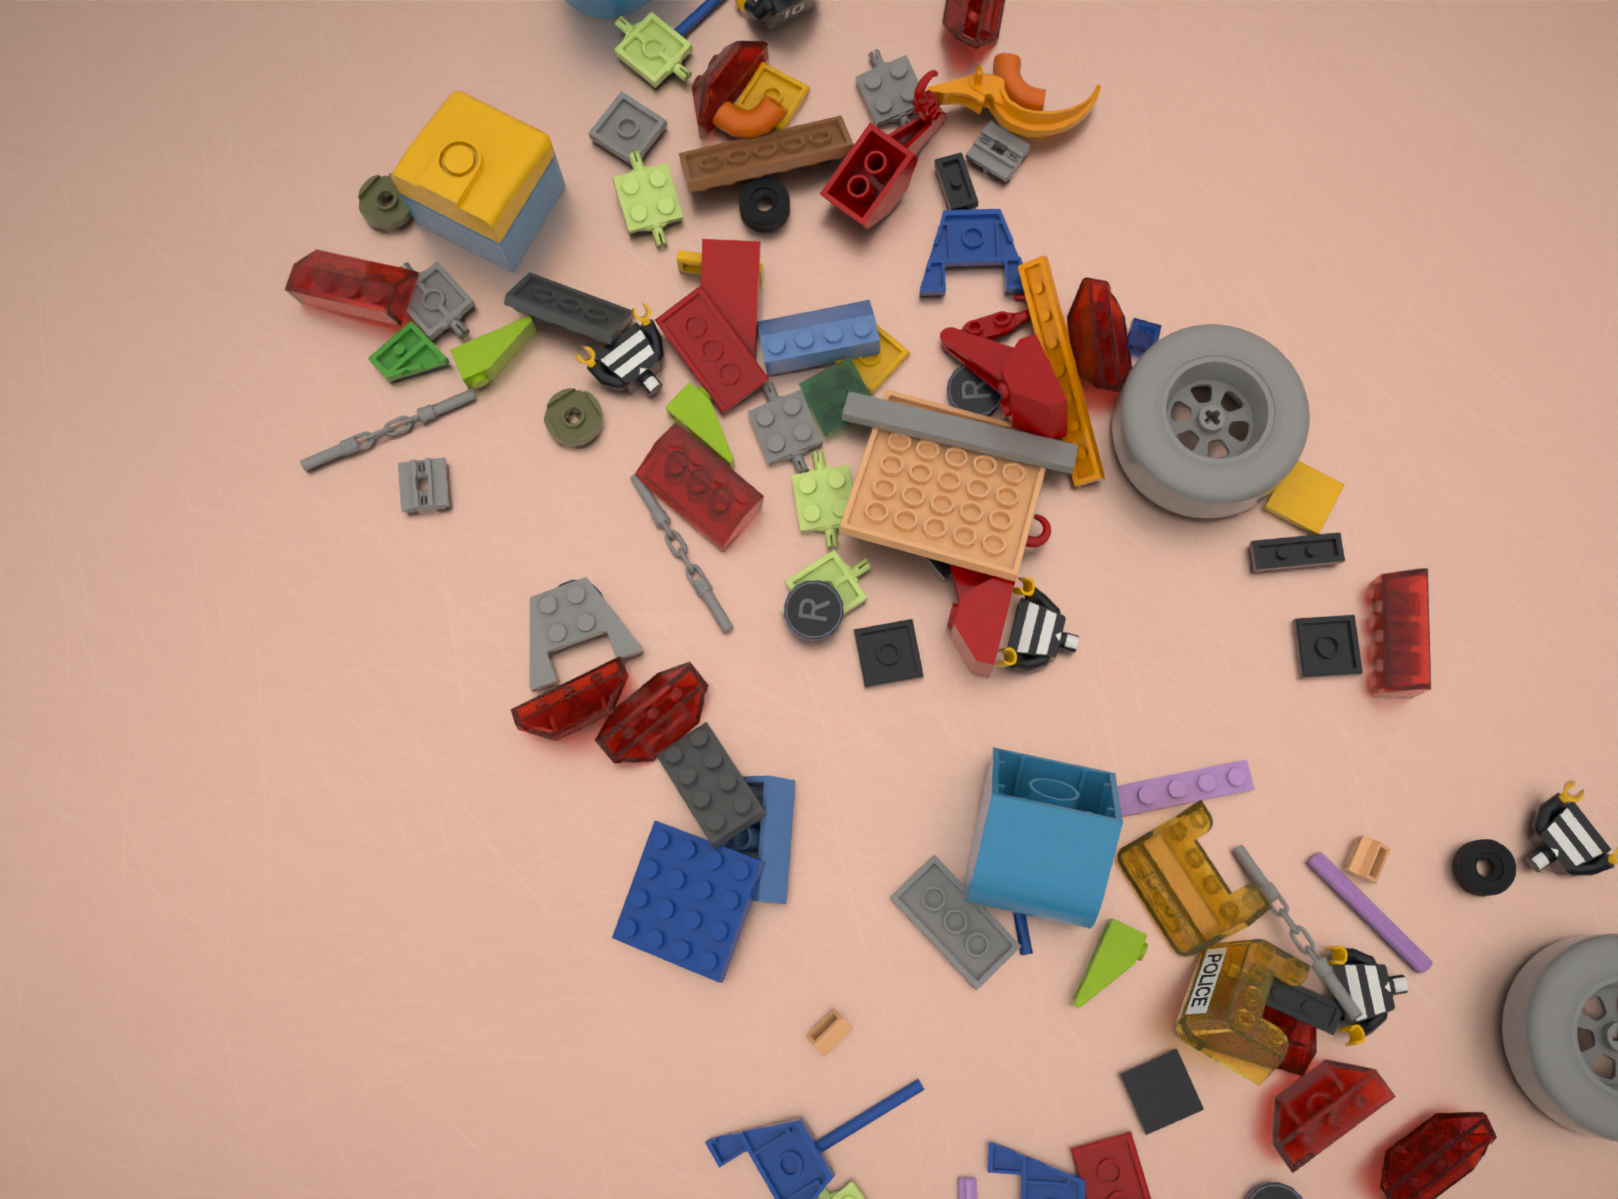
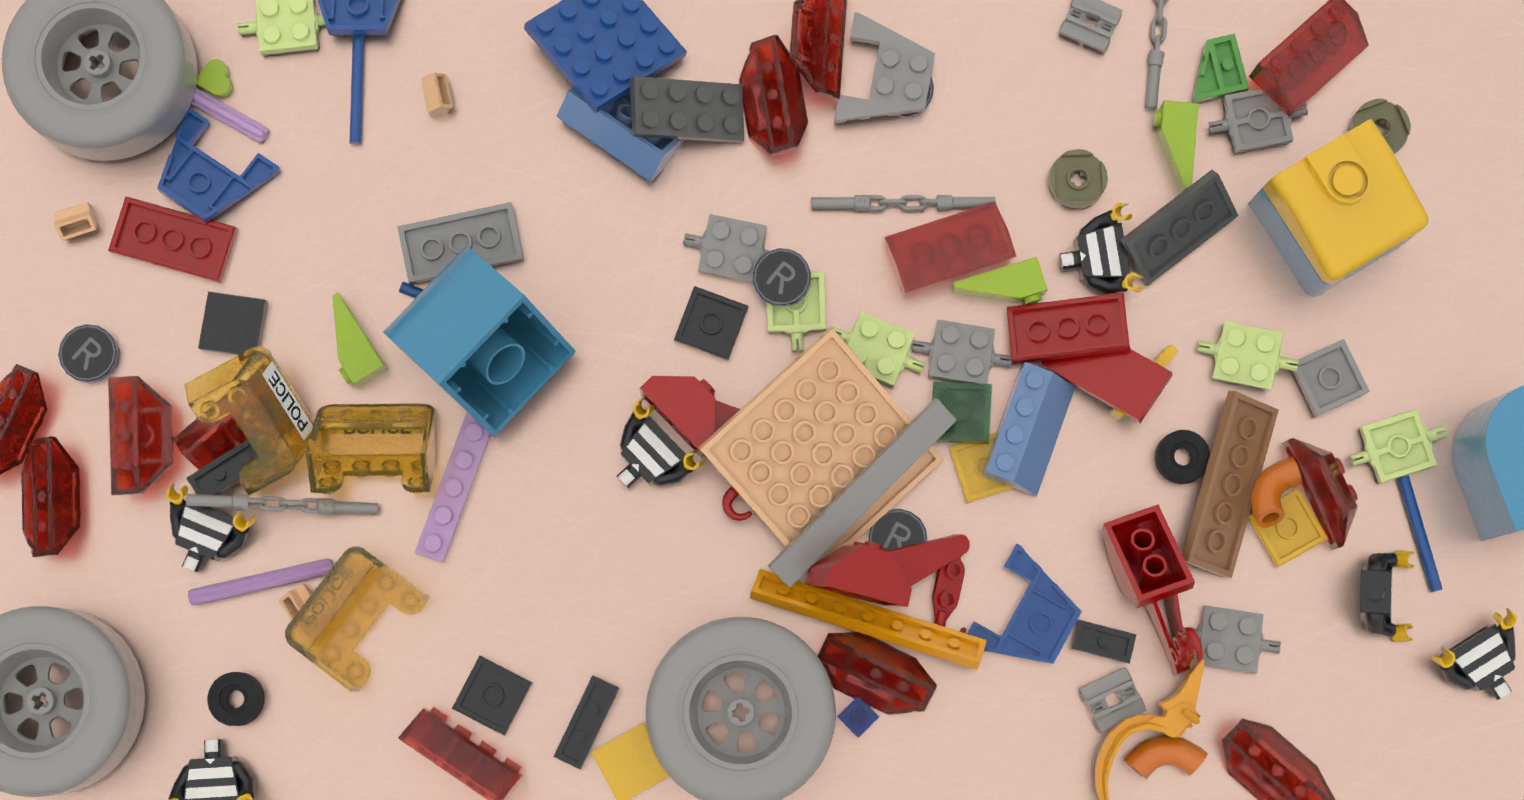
camera: 120 degrees right, 5 degrees up
(811, 675) = (729, 247): none -> light grey plate
(1347, 816) = (345, 610): none -> clear yellow windscreen

